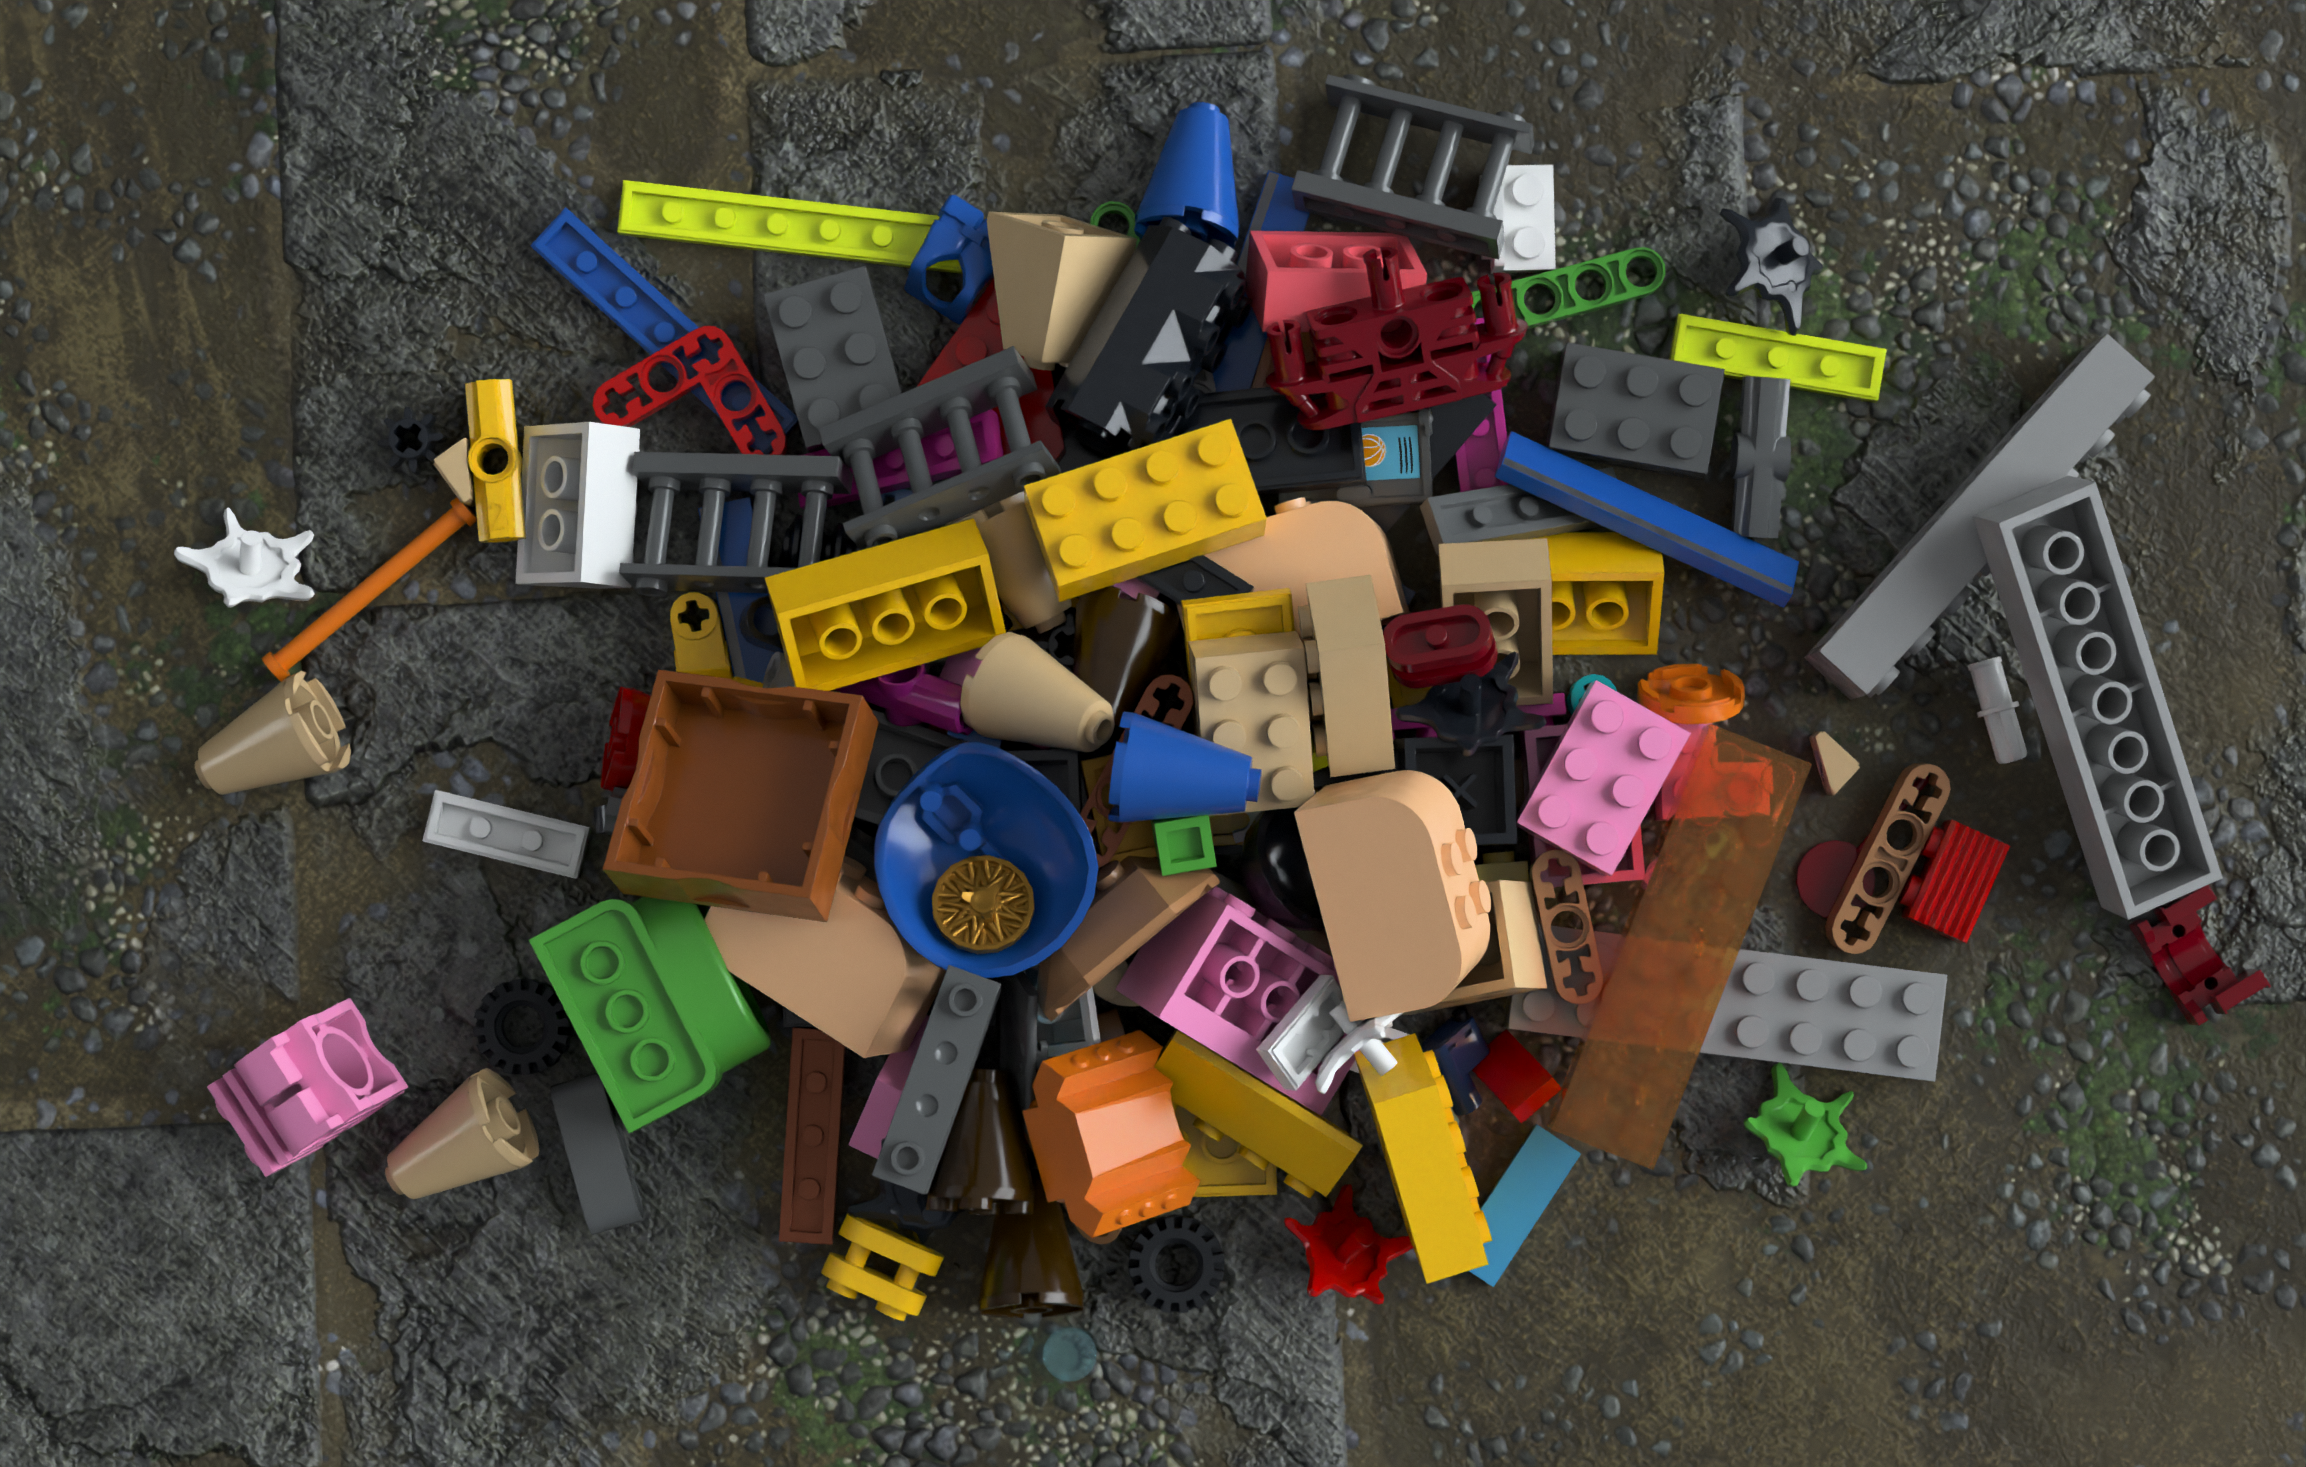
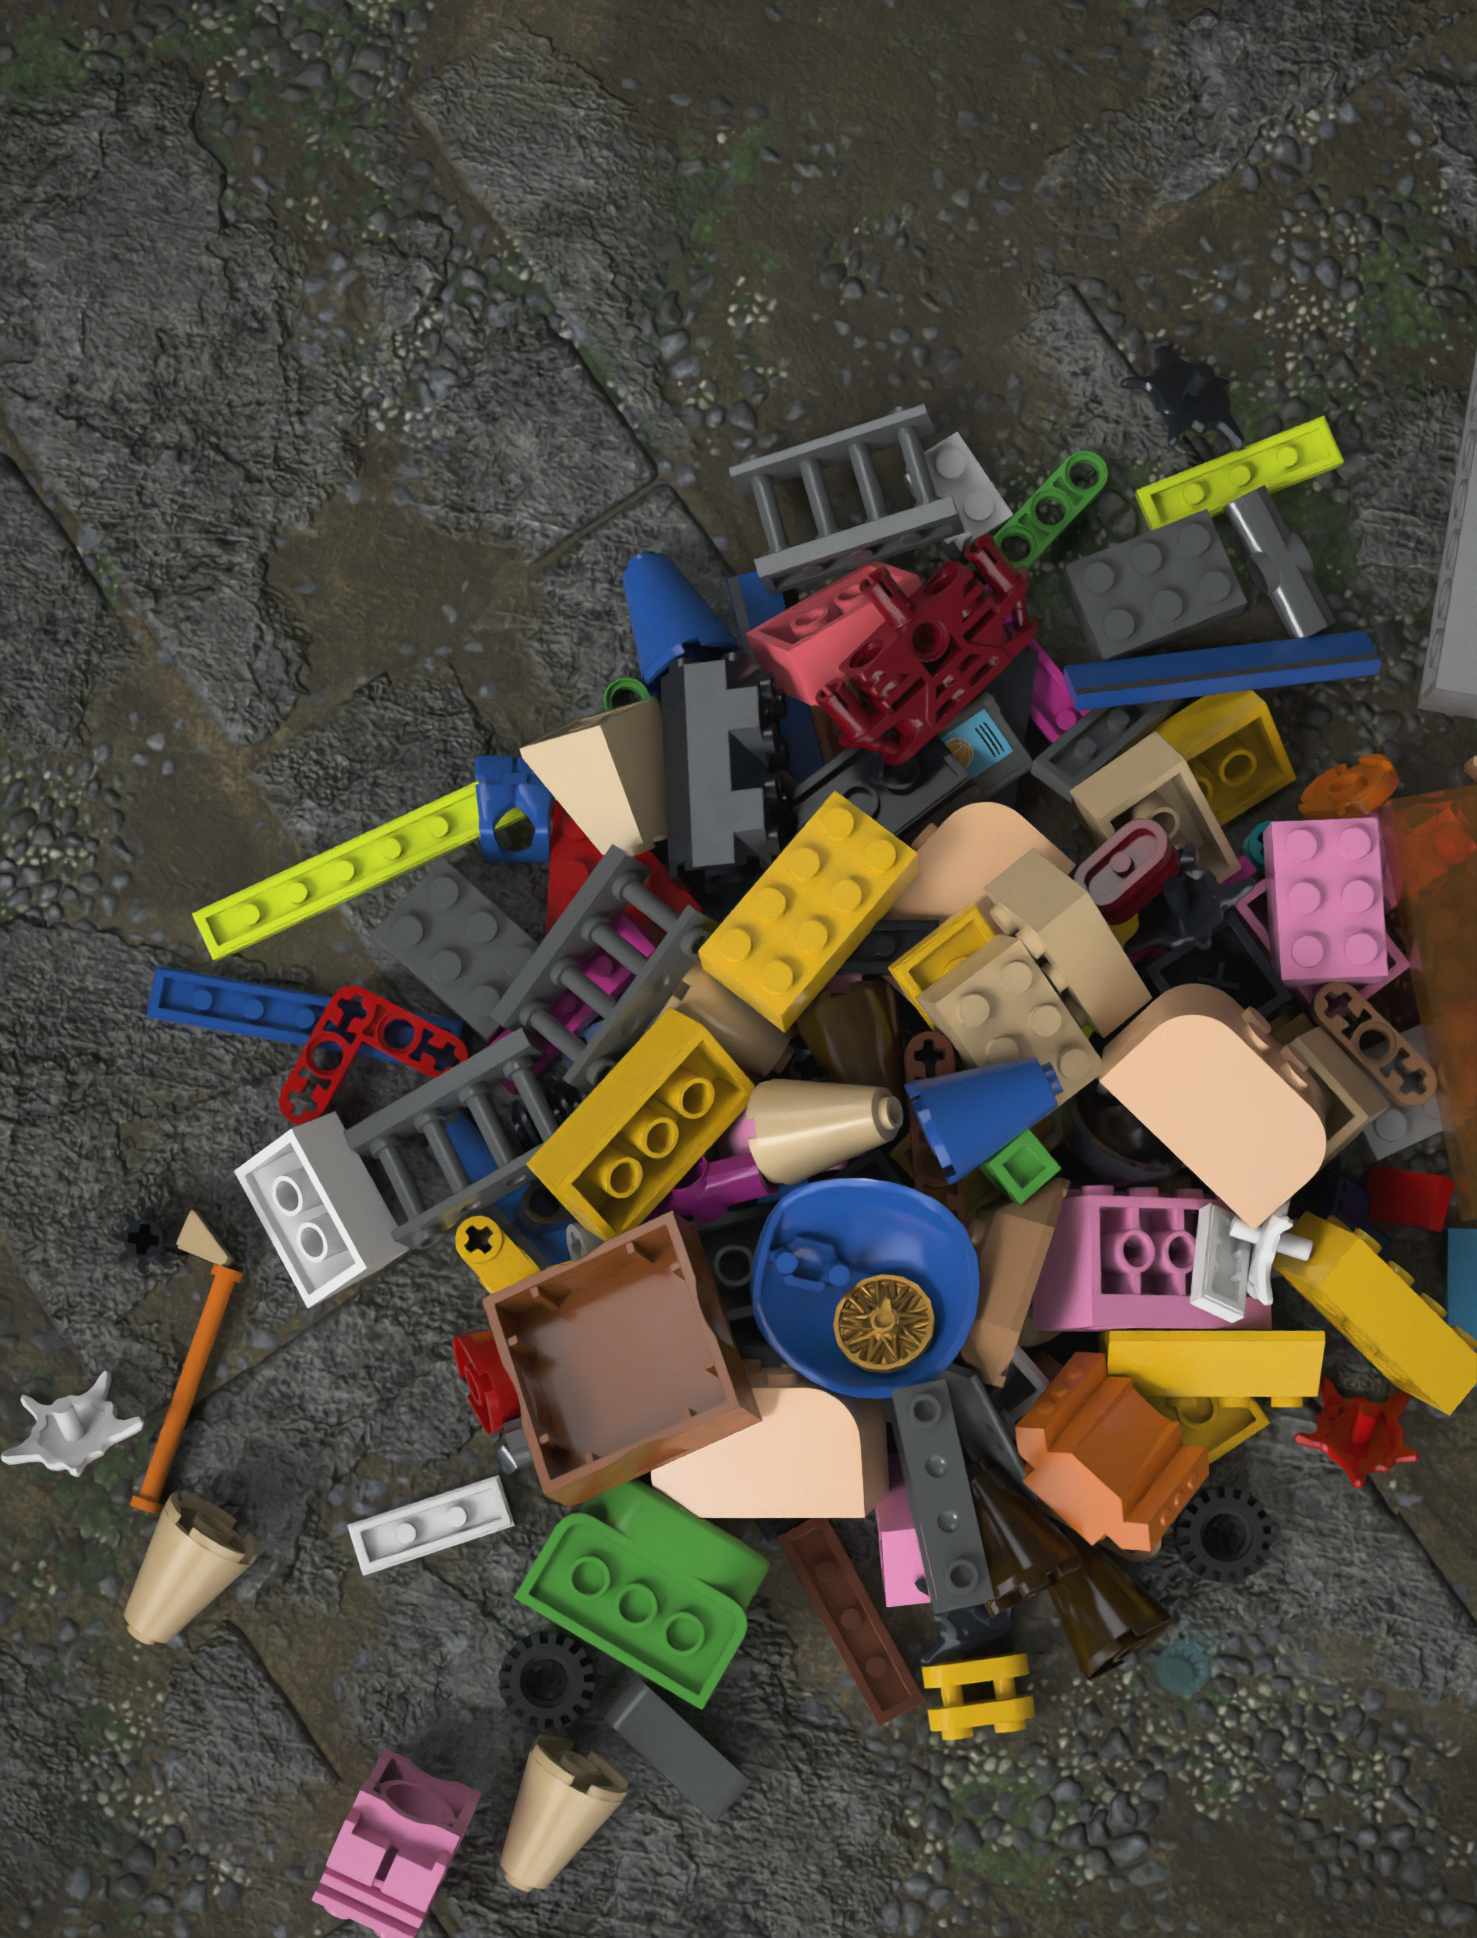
camera: 35 degrees left, 5 degrees down
(491, 427) = (207, 1187): yellow piece -> none

